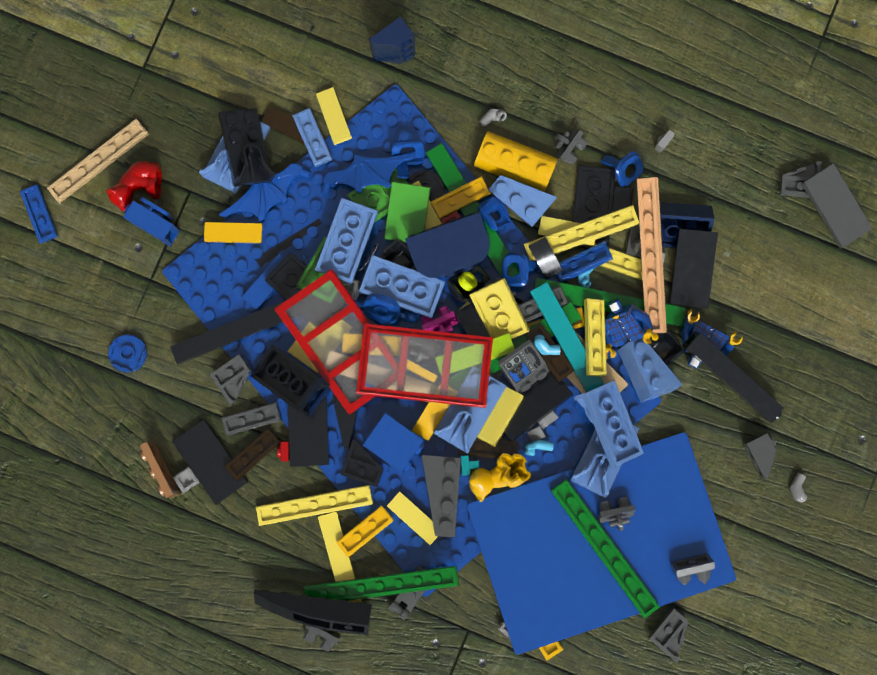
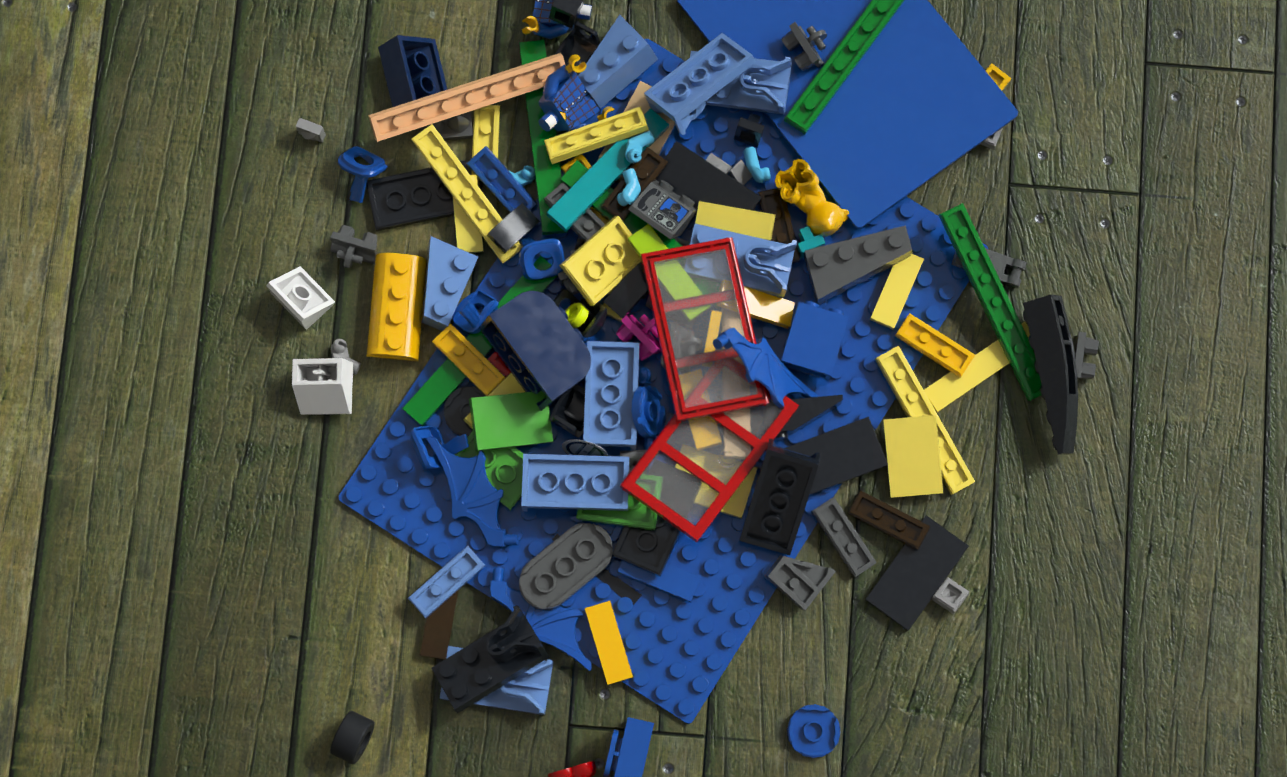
camera: 115 degrees left, 5 degrees down
(159, 470) = (952, 628): medium nougat plate -> none
(226, 334) = (742, 601): black tile -> none
(229, 43) = (352, 737): none -> black tyre
(283, 452) = (871, 479): red plate -> none
(290, 487) = (913, 456): none -> light yellow tile
(294, 219) = (565, 566): none -> dark grey tile
(333, 116) = (408, 564): light yellow tile -> none
(361, 465) = (856, 373): black wing -> none
(382, 397) = (763, 366): none -> blue animal
(393, 43) = (286, 504): dark blue slope -> none
(476, 94) = (323, 385): none -> white slope
(545, 98) = (301, 296): none -> white slope
(565, 451) = (749, 130): none -> black tile
(576, 361) = (635, 146): none -> medium azure arm
(622, 198) = (405, 160): black tile -> none
(693, 268) = (466, 46): black tile -> none

